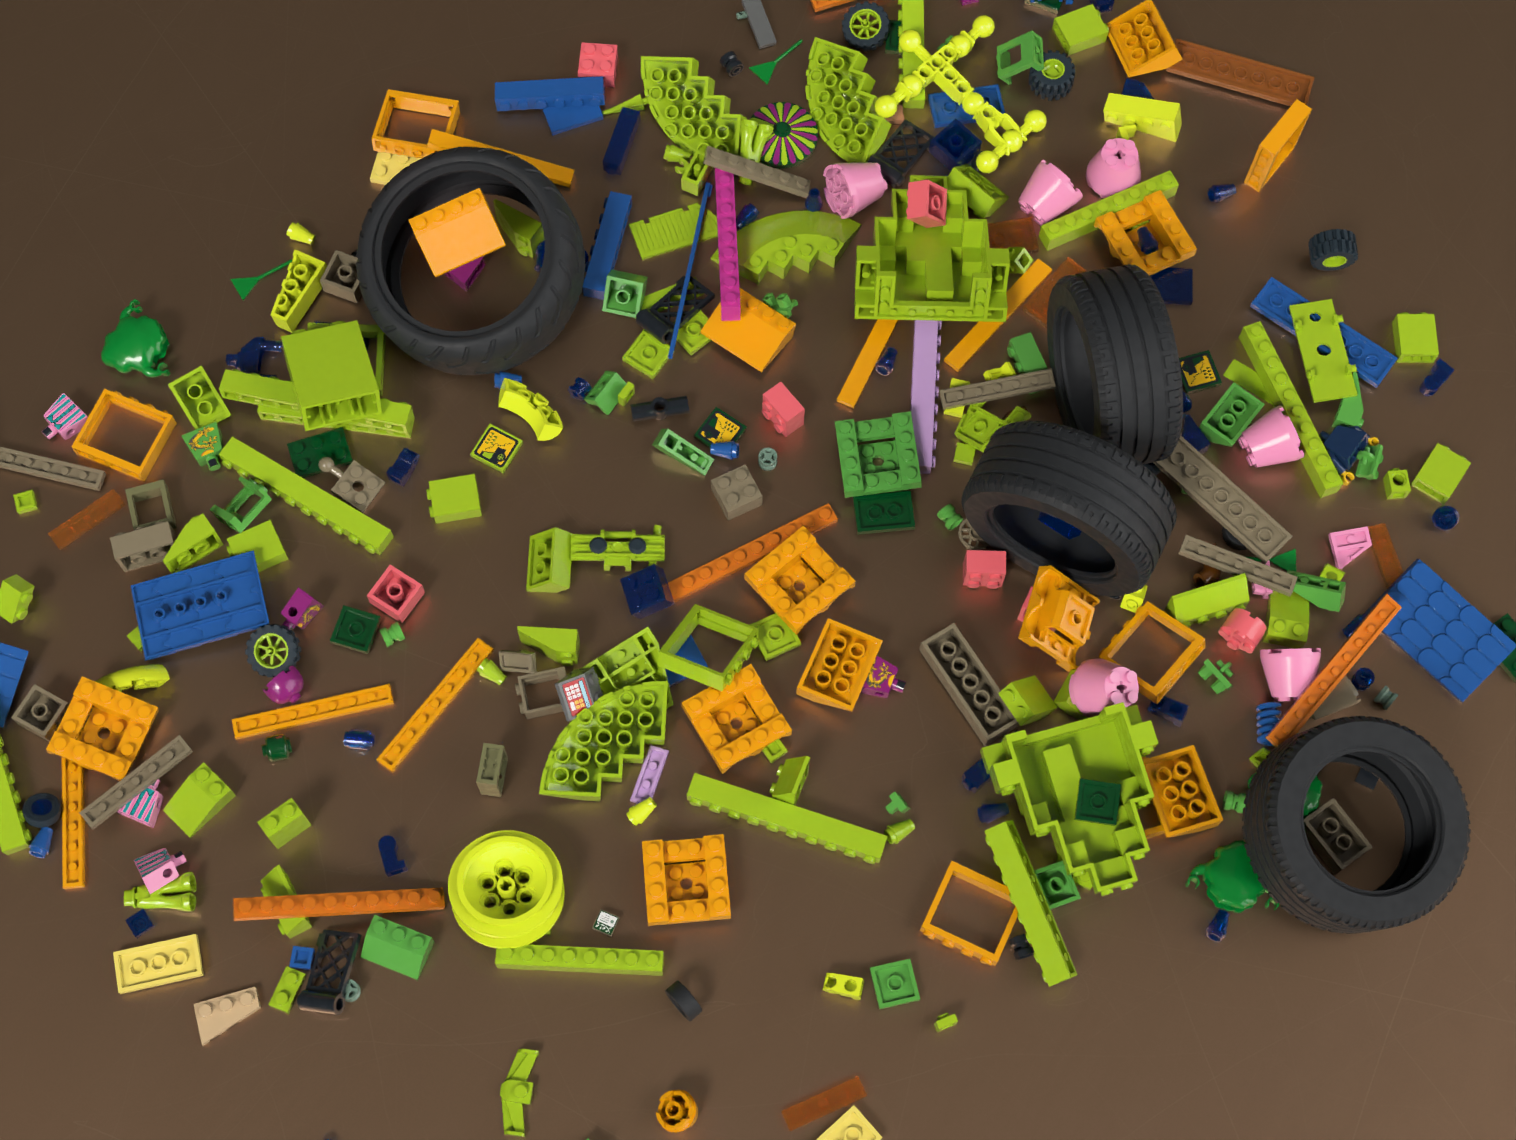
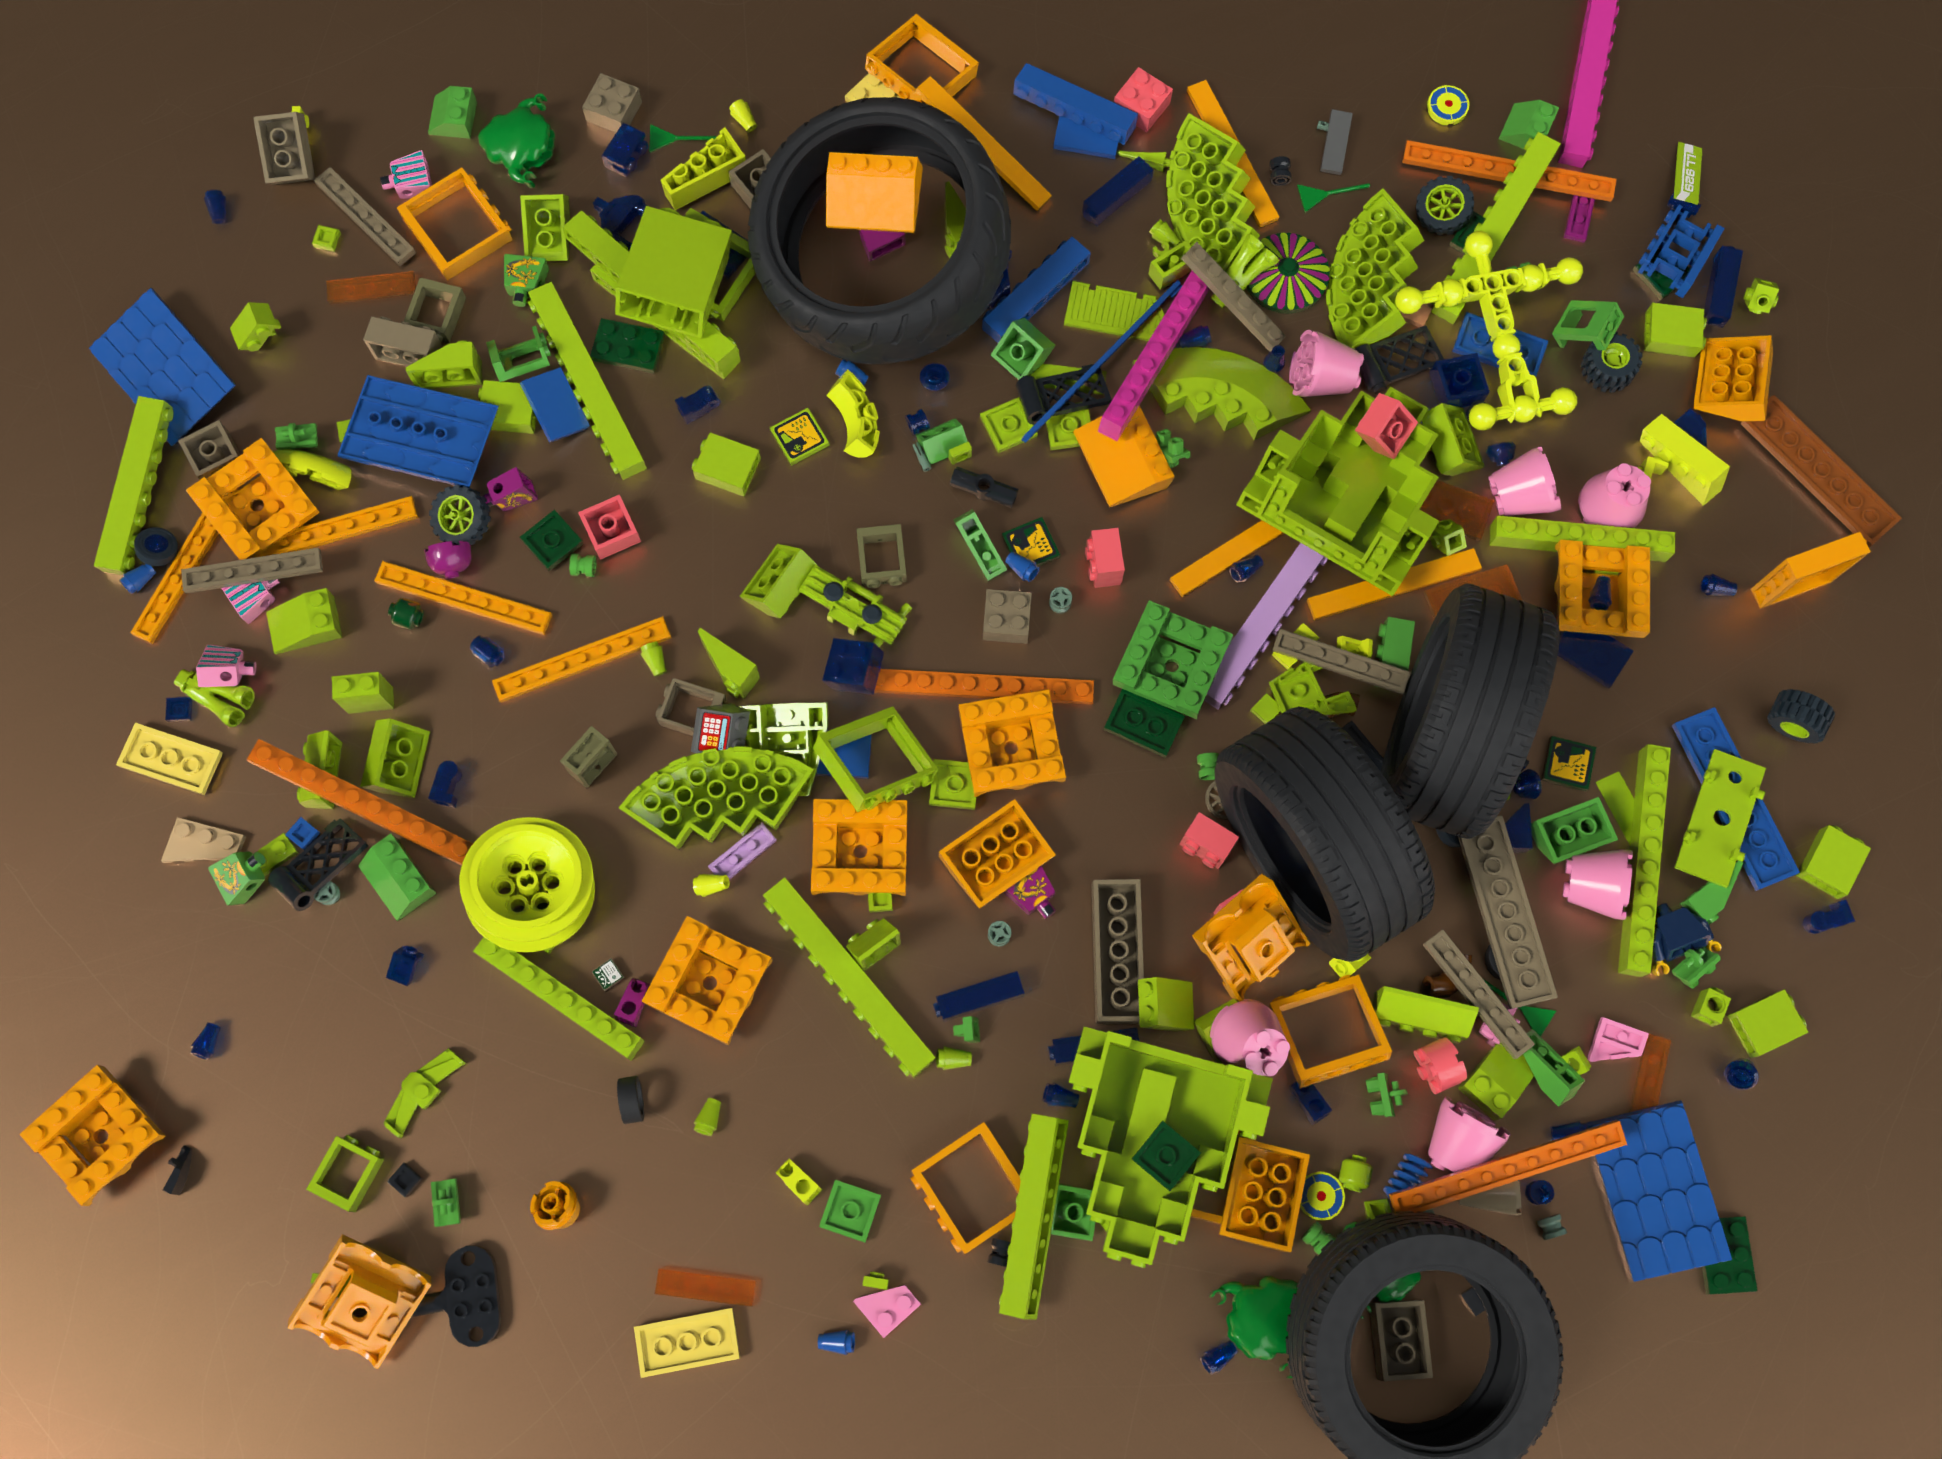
camera: 30 degrees right, 5 degrees up
(67, 352) = (453, 113): none -> bright green slope
(102, 663) = (296, 436): none -> bright green hips
(184, 710) = (346, 526): none -> light orange tile
(192, 279) = (611, 103): none -> dark tan brick
(224, 308) = (625, 150): none -> clear blue brick
(273, 1017) = (238, 876): none -> bright green torso
(294, 527) = (554, 404): none -> blue tile
(338, 859) = (395, 758): none -> lime slope
(353, 474) = (629, 390): dark tan plate -> none
(445, 1008) = (404, 964): none -> clear blue bracket
(517, 661) = (684, 663): dark tan tile -> none
(572, 348) = (934, 376): none -> clear blue cone
(600, 414) = (922, 458): none -> sand green pin
(606, 485) = (876, 535): none -> olive window
(638, 931) = (631, 1003): none -> magenta leg
(652, 47) = (1212, 114): none -> light orange tile
(748, 982) = (708, 1117): none -> lime cone
(875, 717) = (1002, 930): none -> sand green wheel
(890, 775) = (979, 996): none -> clear blue brick
(944, 1082) = (838, 1342): none -> blue cone
(965, 1036) = (888, 1308): none -> bright pink wing
(1015, 180) = (1501, 453): none -> clear blue cone
(1220, 771) = (1322, 1196): none -> tile
(1231, 741) = (1355, 1173): none -> lime head

